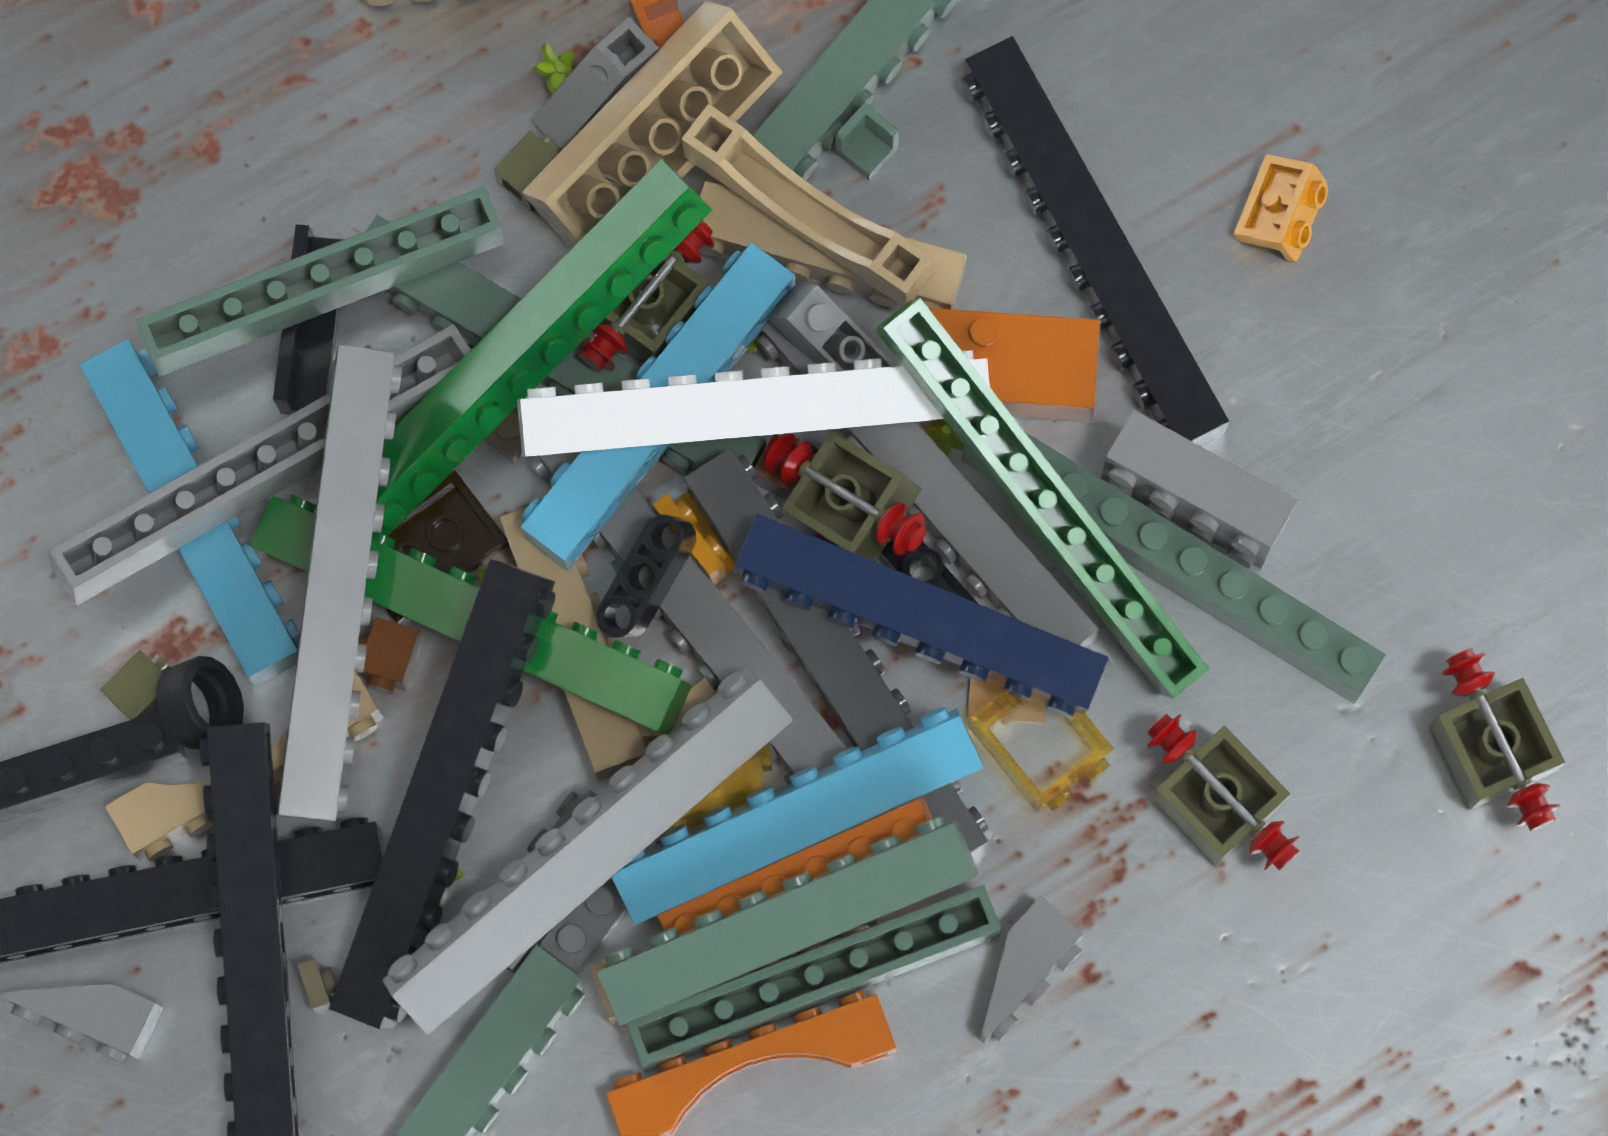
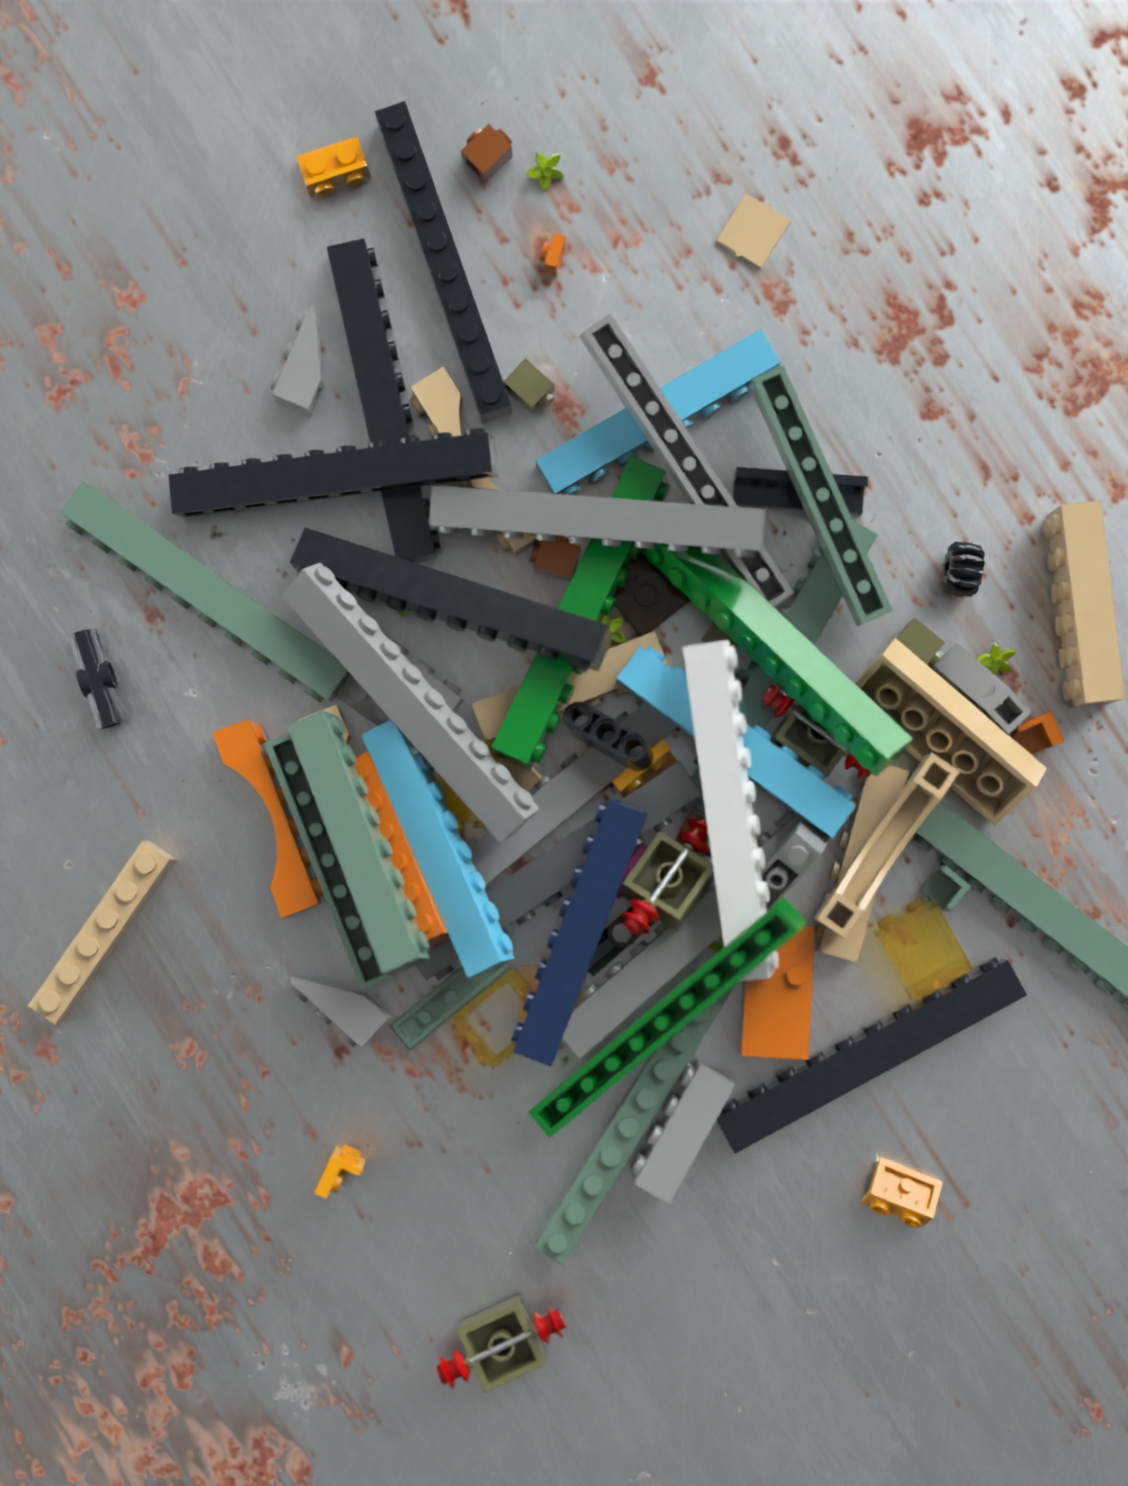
camera: 90 degrees right, 10 degrees up
(177, 703) = (518, 410): black tyre -> none
(318, 984) = (325, 519): dark tan plate -> none
(429, 105) = (963, 569): none -> black gear
(948, 171) = (922, 948): none -> clear yellow panel
(1021, 827) = (442, 1004): none -> sand green tile
(1221, 794) = (461, 1146): olive brick -> none
(1259, 977) = (341, 1160): none -> light orange bracket

